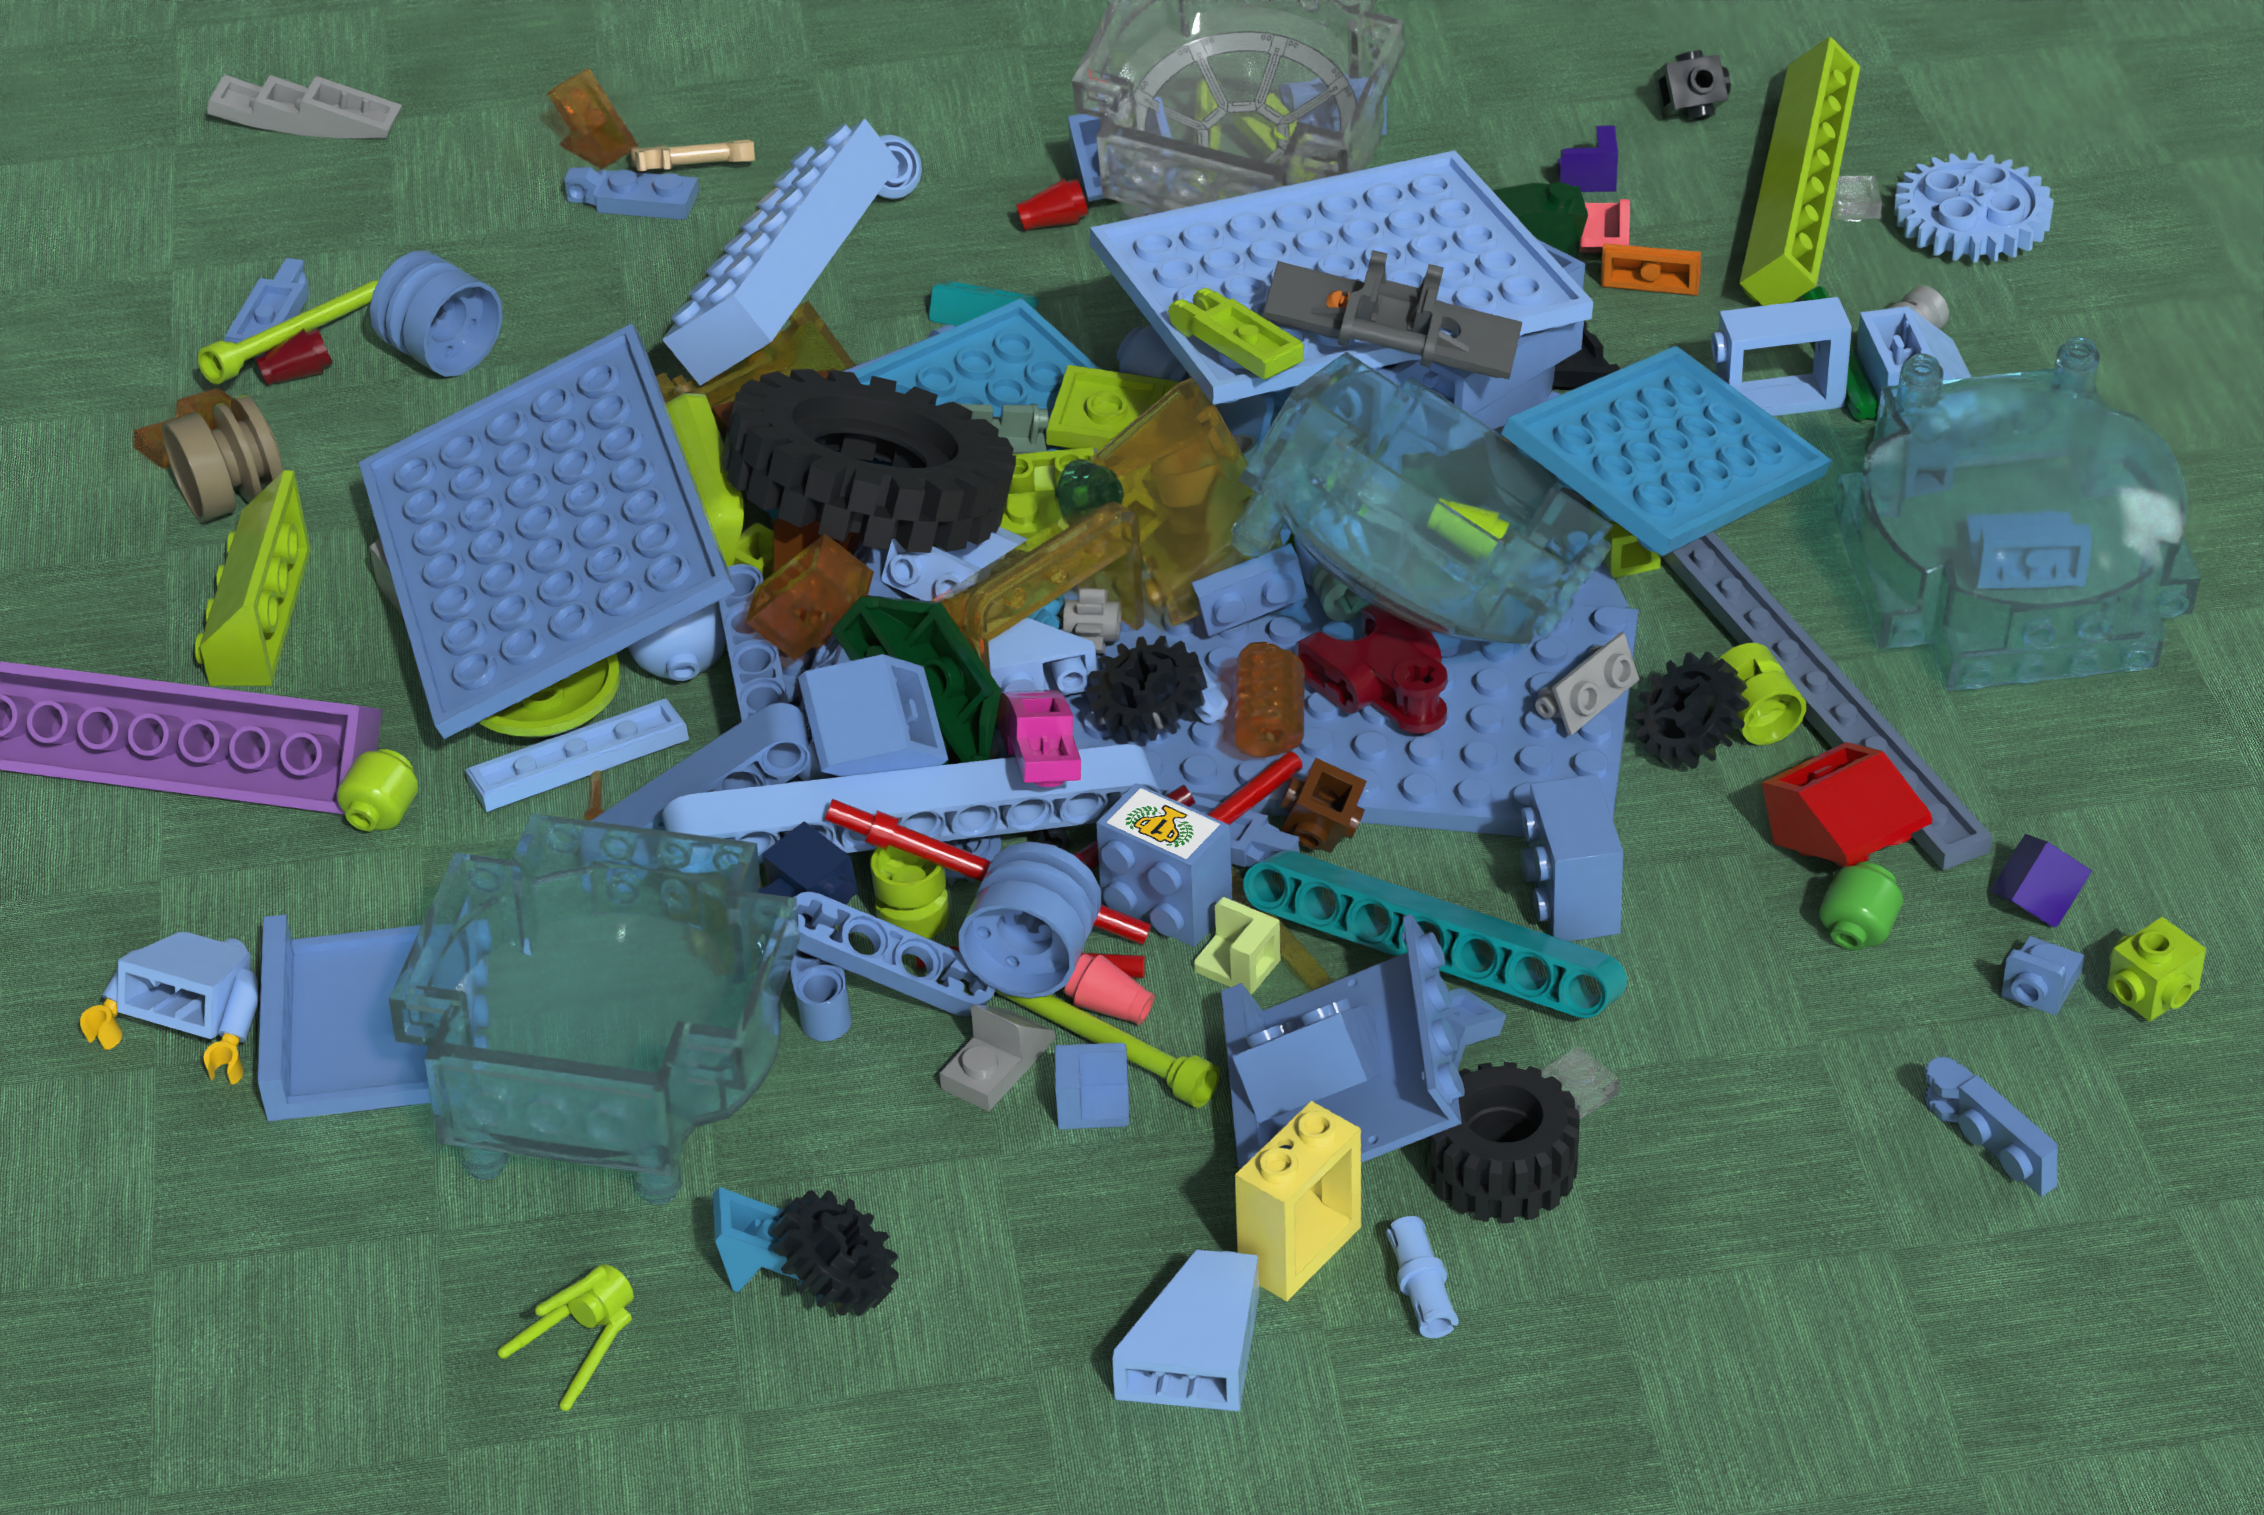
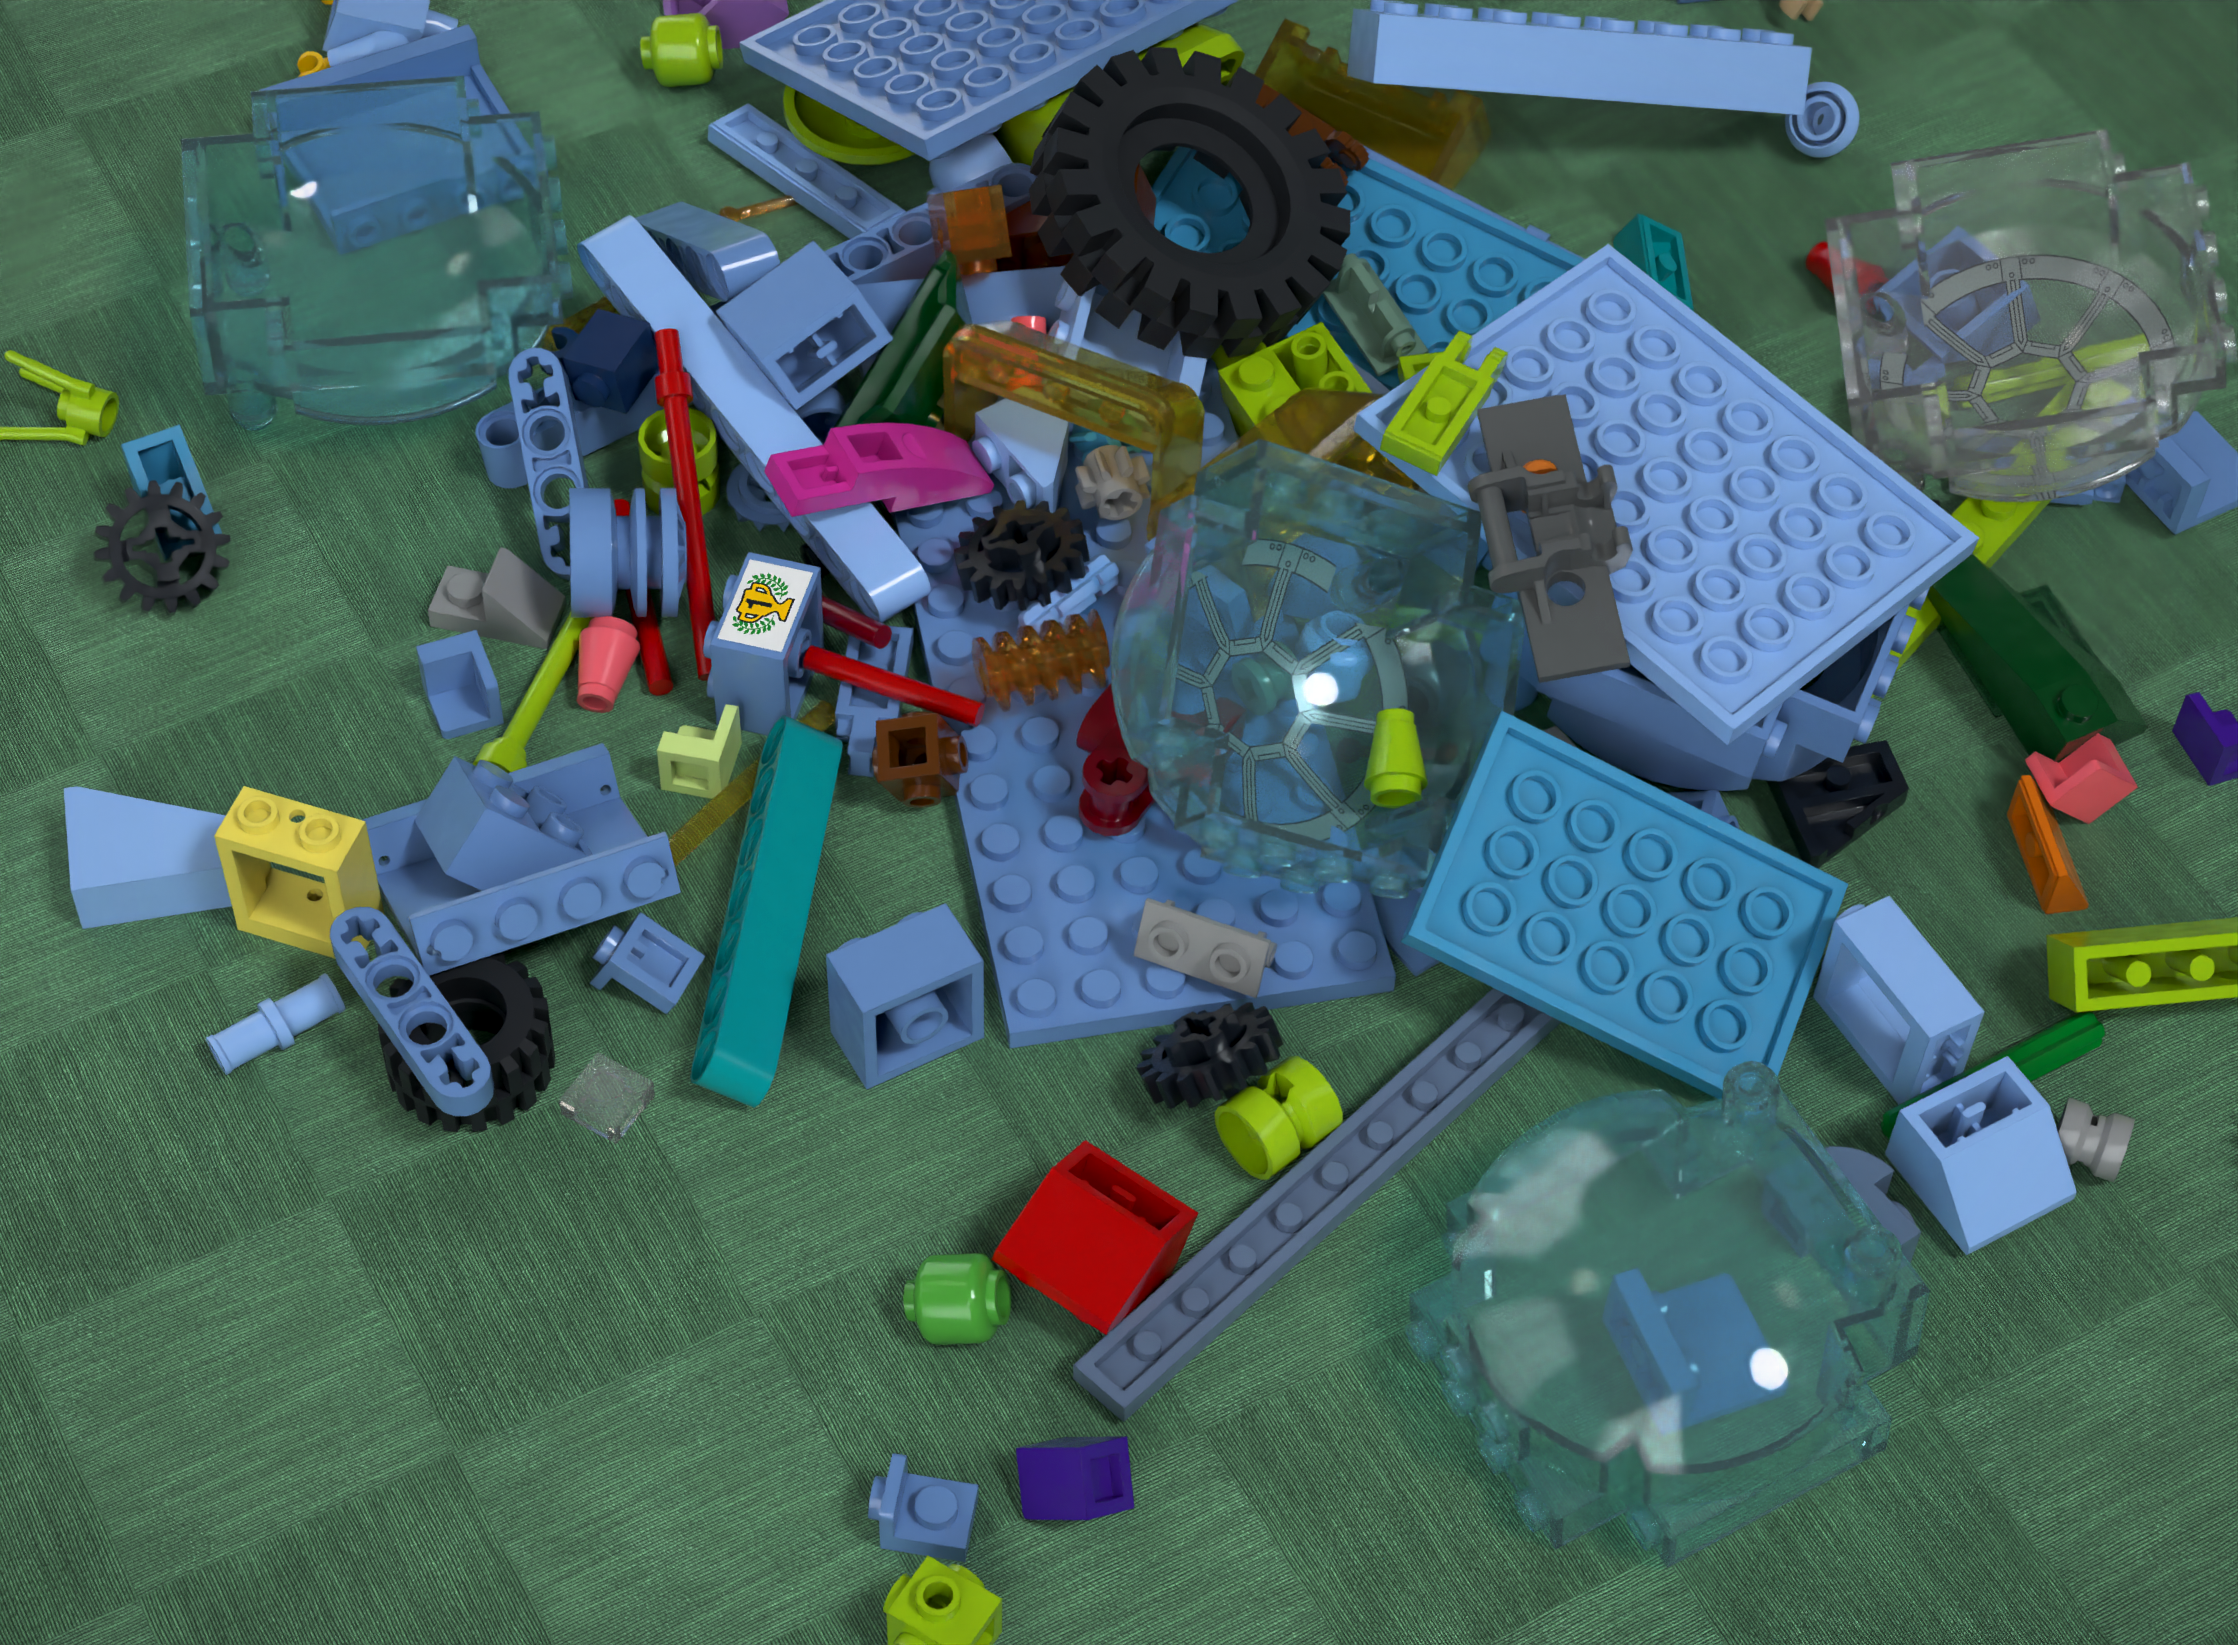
camera: 65 degrees right, 10 degrees up
(1086, 486) = (1233, 381): clear green cone -> none
(1502, 1143) = (404, 1013): none -> medium blue beam
(1992, 1122) = (644, 1502): medium blue hinge -> none

